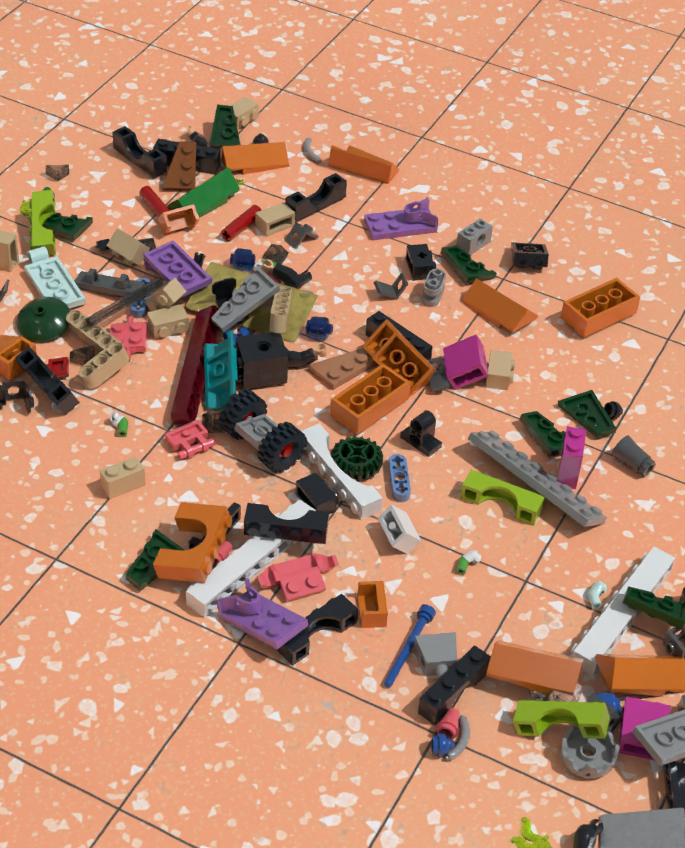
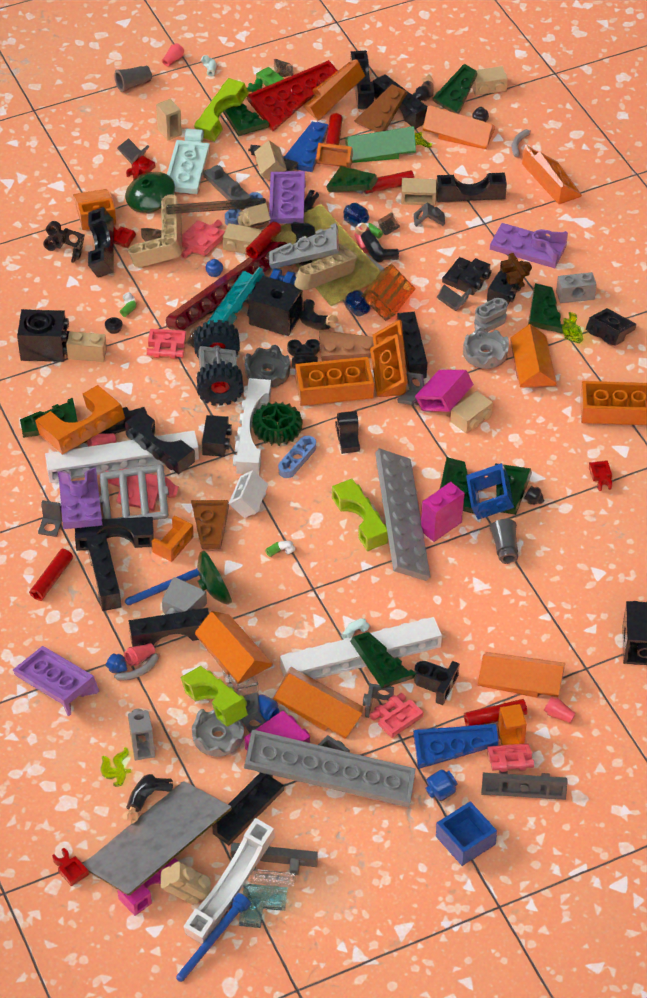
camera: 40 degrees right, 5 degrees up
(11, 303) = (140, 166): none -> red plate
(57, 184) = (268, 76): none -> bright green plate
(75, 486) = (43, 335): none -> black brick
(86, 189) = (286, 96): none -> red wing
(124, 448) = (113, 325): none -> black plate
(126, 166) = (334, 89): none -> orange slope
(143, 222) = (305, 148): none -> blue wing
(165, 356) = (214, 268): none -> blue plate
(194, 311) = (263, 239): none -> red piece
(212, 233) = (351, 180): none -> dark green wing
(243, 644) = (51, 515): none -> dark grey bracket
(296, 559) = (122, 475): none -> light grey bar
(297, 407) = (271, 359): none -> dark grey plate
(297, 699) = (51, 574): none -> red piece
(318, 391) = (303, 352): none -> black piece
(340, 306) = (388, 292): none -> clear orange brick
(364, 680) = (104, 572): none -> black arch
(380, 266) = (467, 274): none -> black plate
(386, 567) = (210, 521): none -> dark orange wing
(404, 790) = (56, 677): none -> medium lavender plate
(426, 241) = (518, 270): none -> reddish brown hips
(456, 307) = (482, 340): none -> light grey plate
(456, 614) = (211, 579): none -> dark green dish
(505, 271) = (570, 330): none -> clear neon green plate
(531, 793) = (139, 725): none -> light grey torso
(575, 409) = (477, 481): none -> blue window
(642, 367) = (601, 472): none -> red plate

